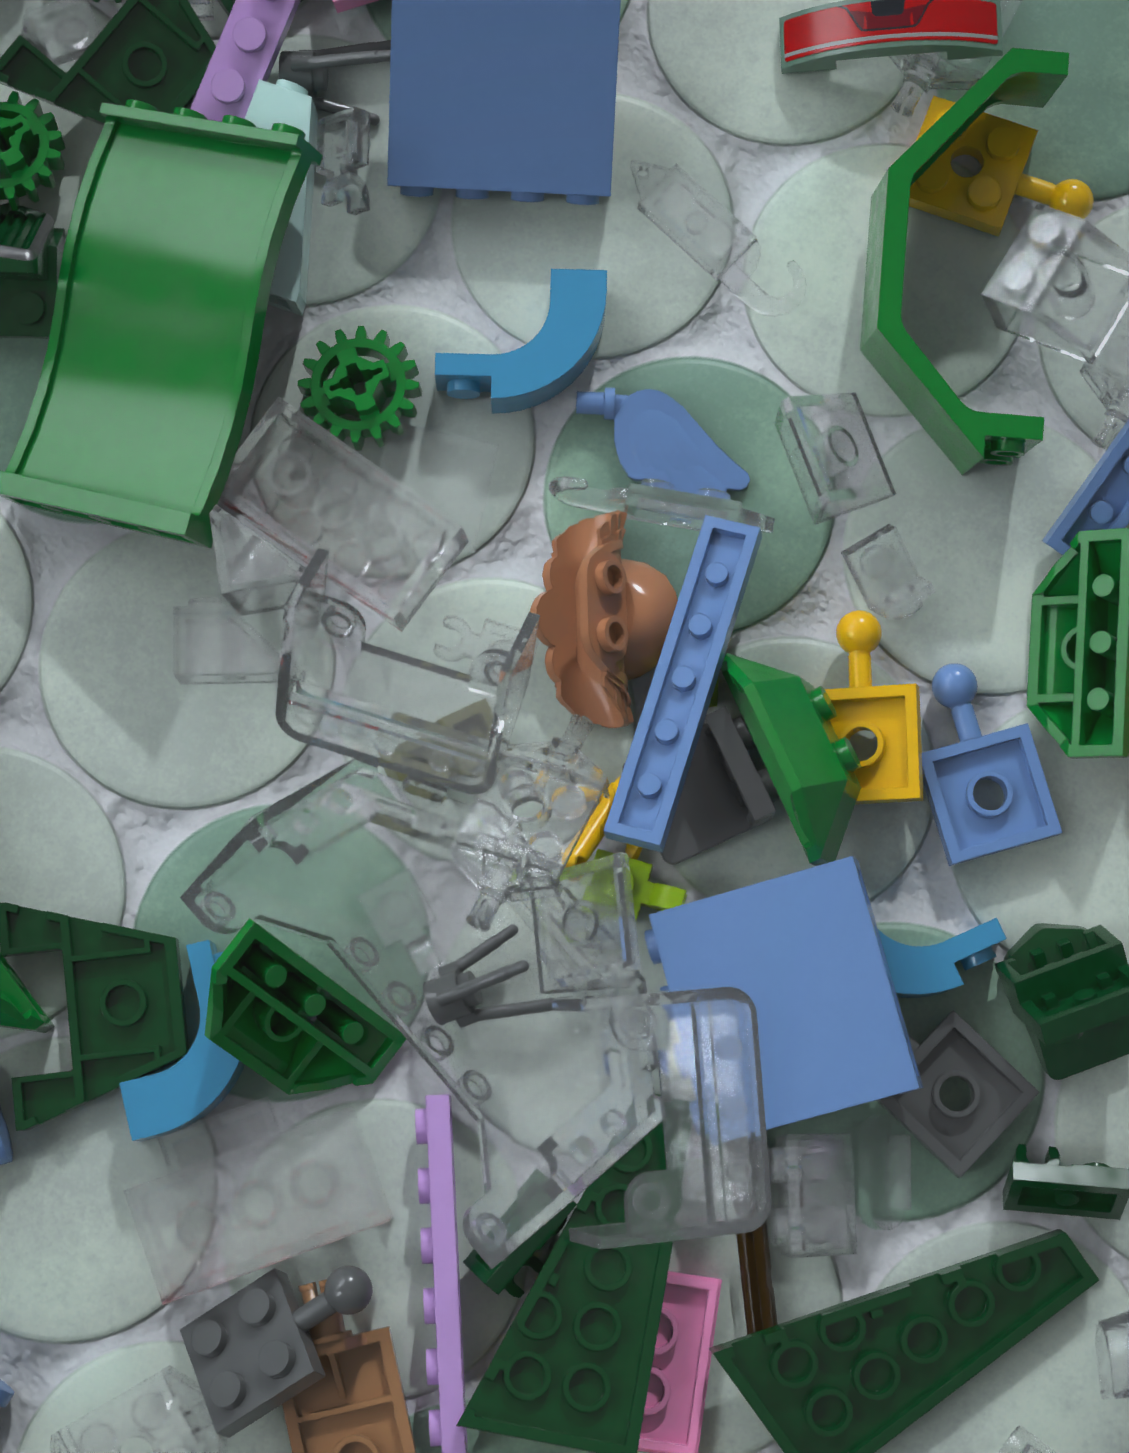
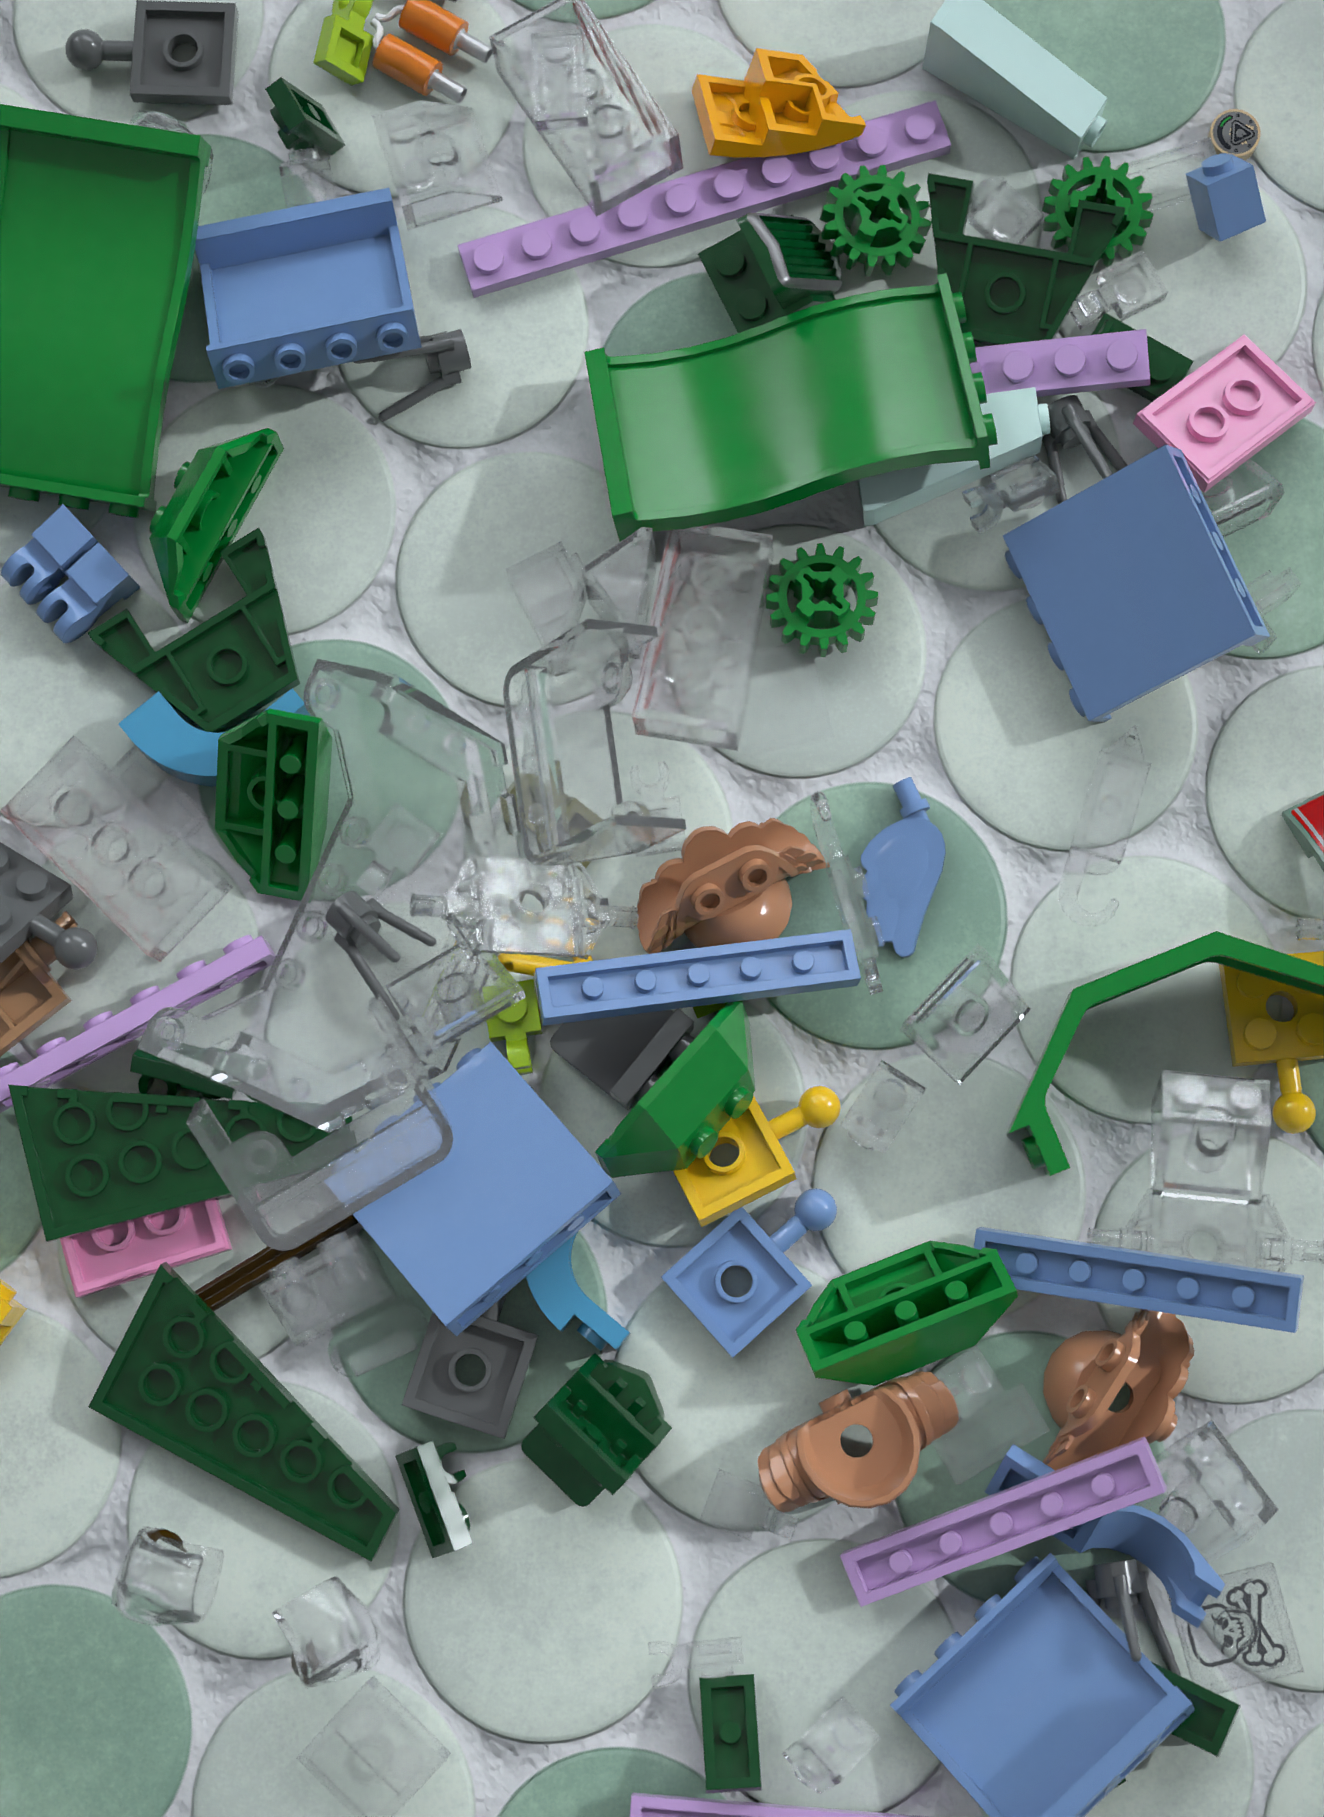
camera: 70 degrees right, 0 degrees up
(546, 362) = (927, 743): dark azure arch -> none

